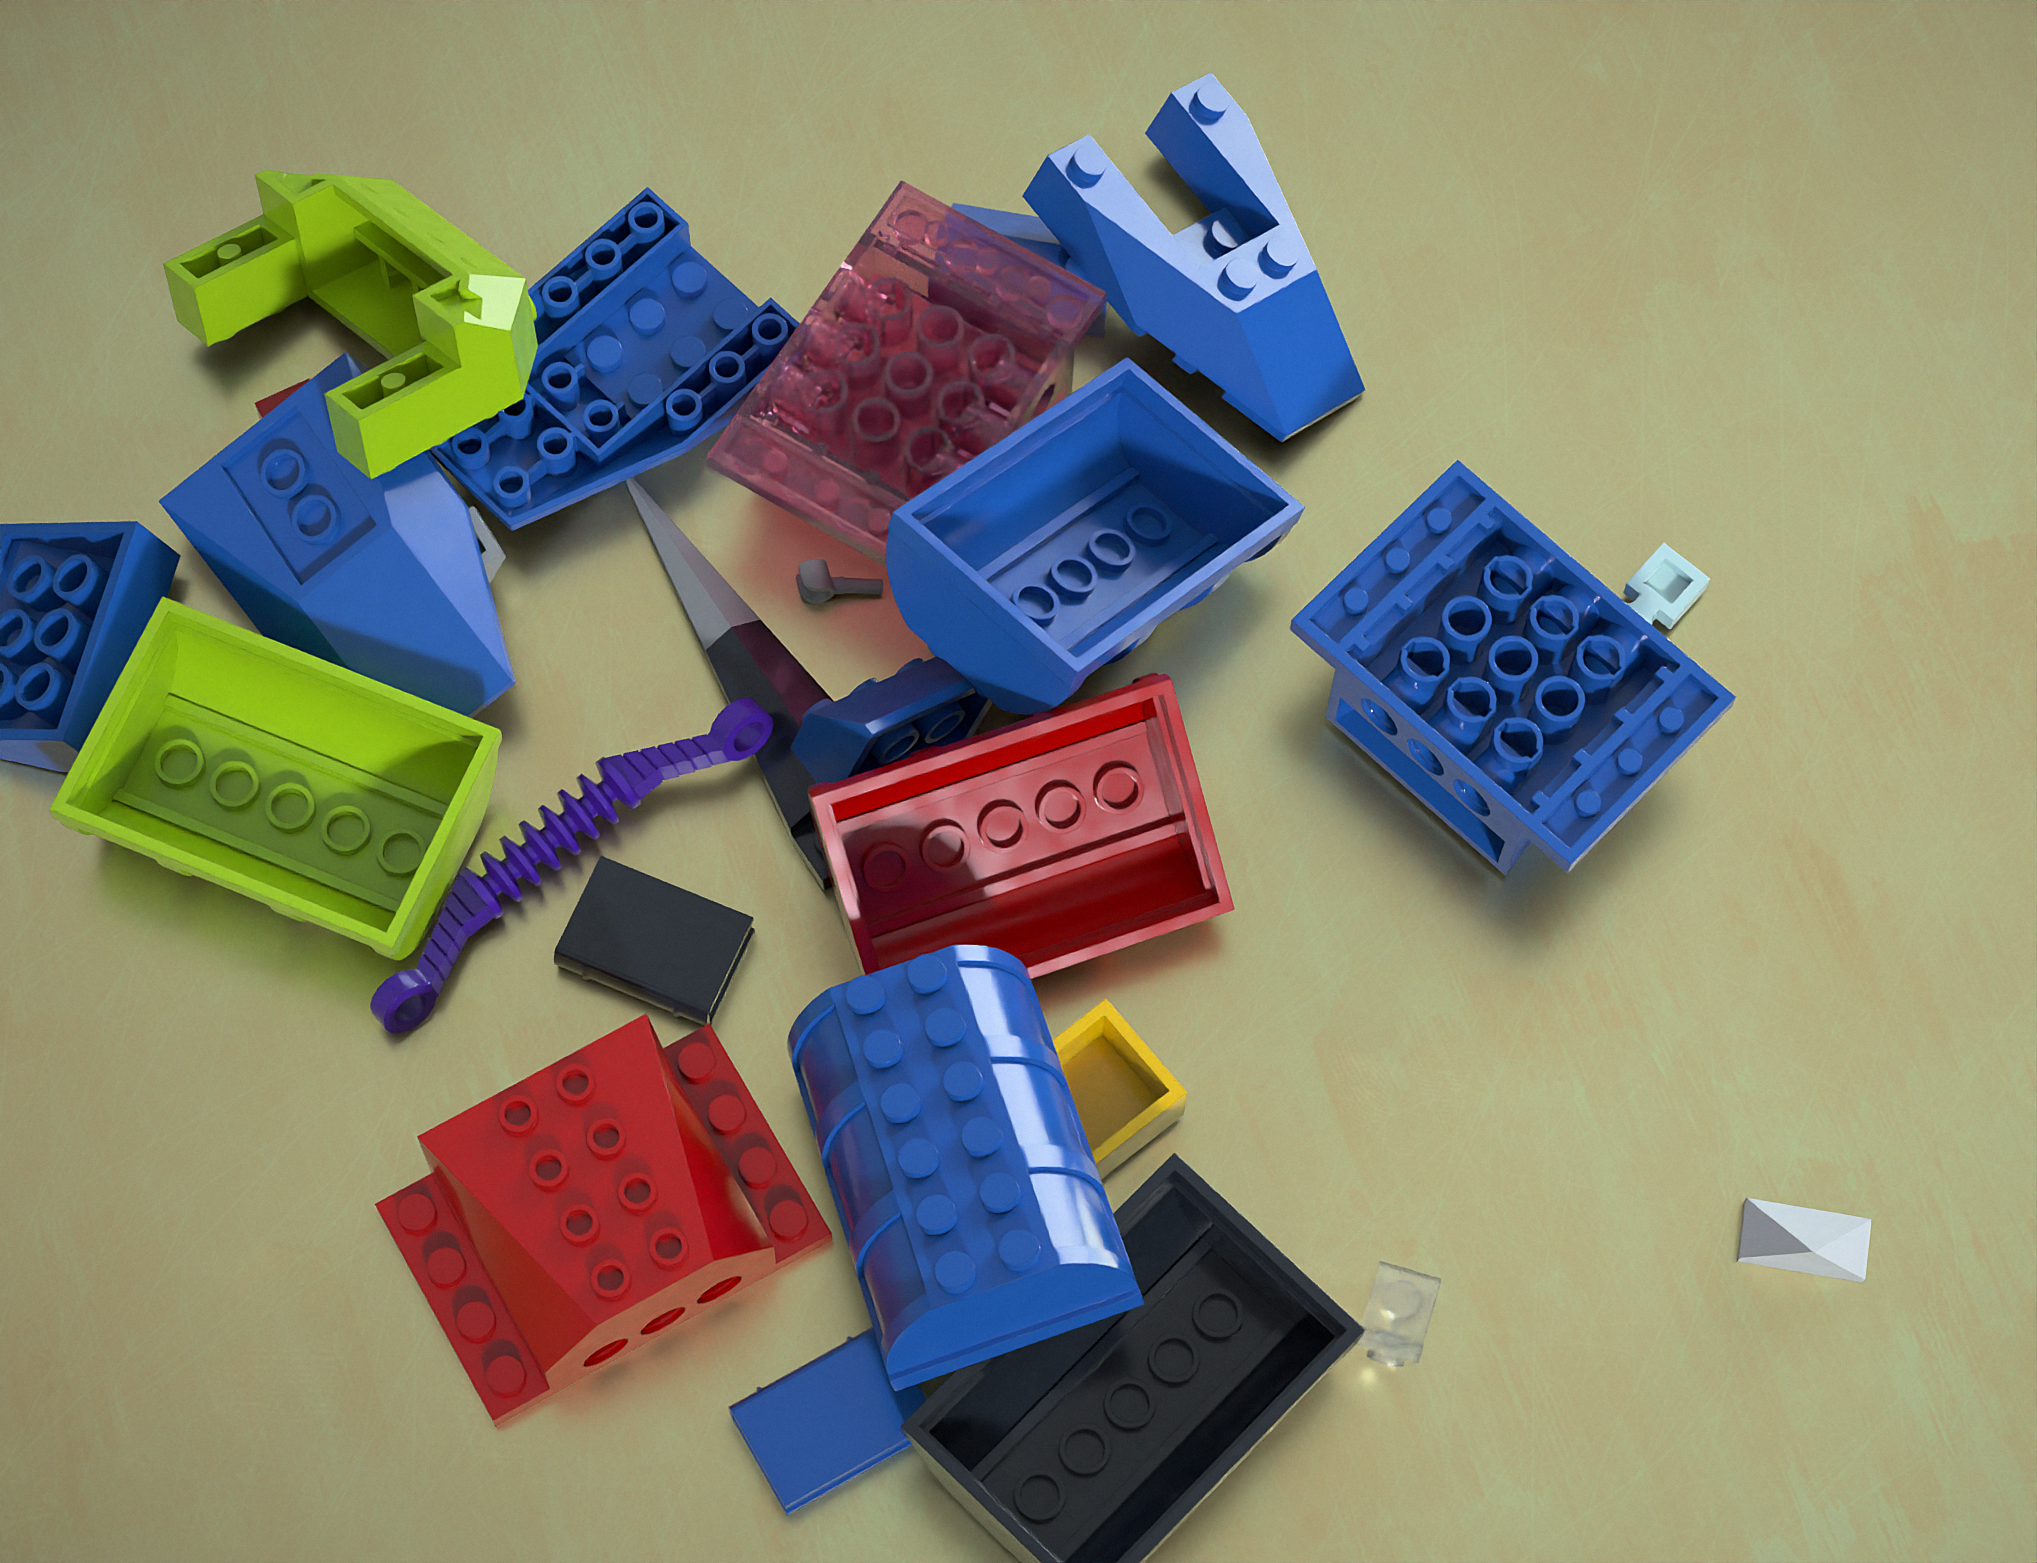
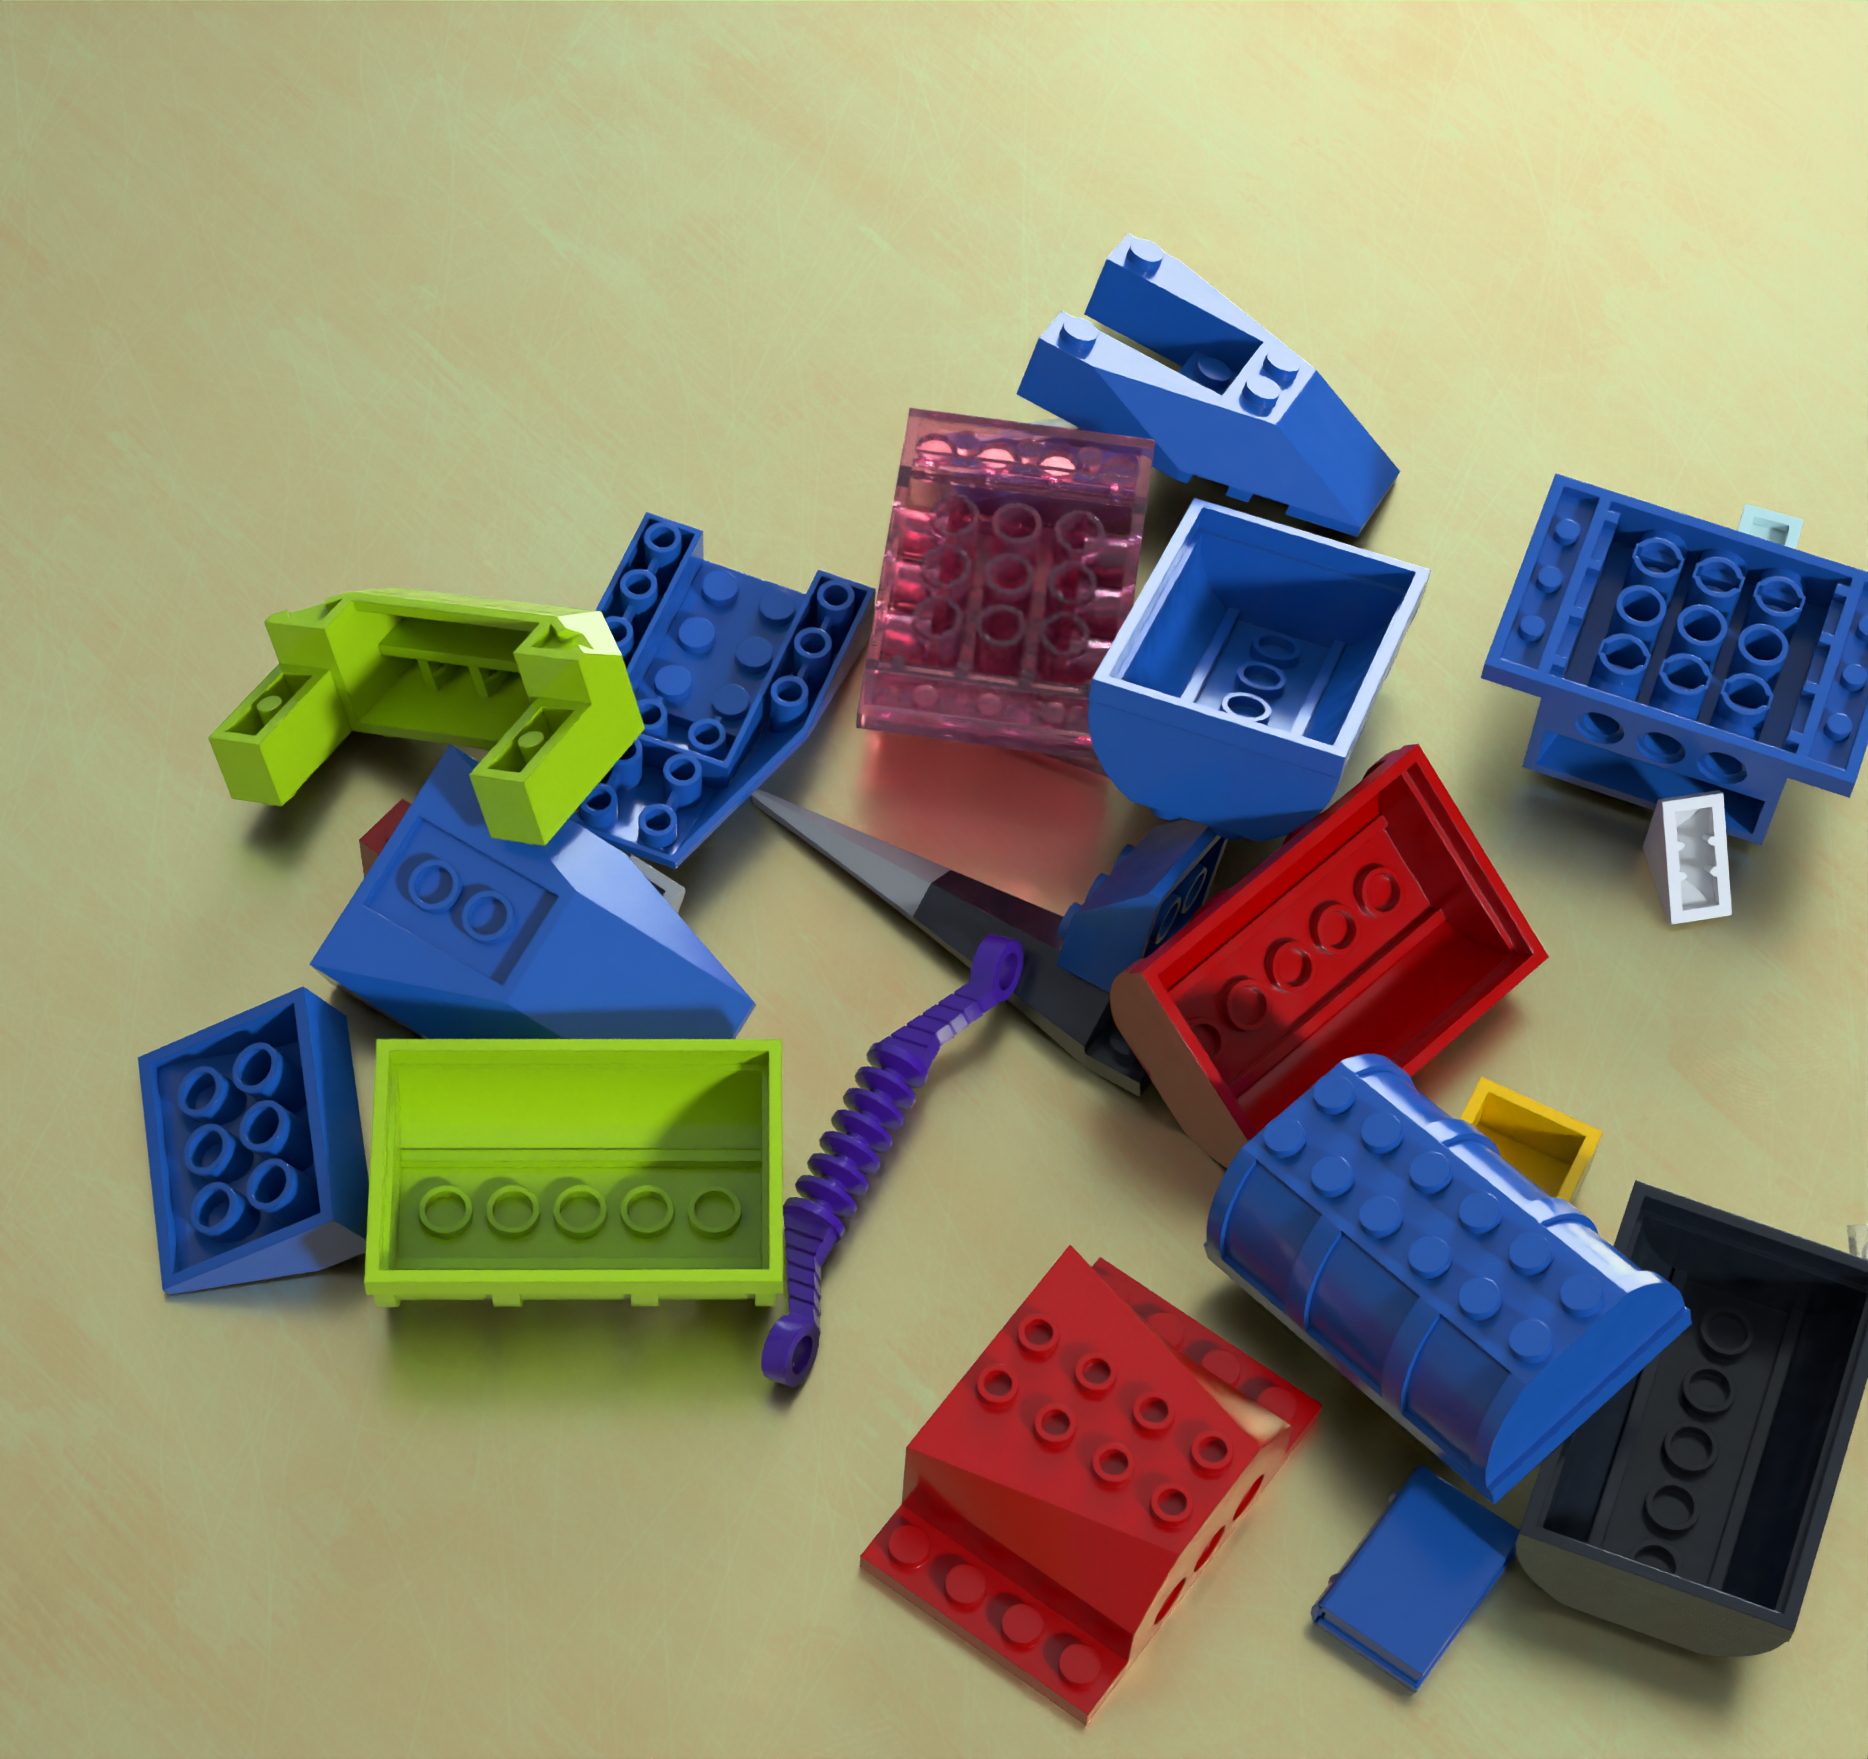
camera: 25 degrees left, 10 degrees down
(654, 941) = (1005, 1200): black piece -> none
(818, 586) = (988, 821): light grey hand -> none
(1424, 865) = (1690, 857): none -> white slope

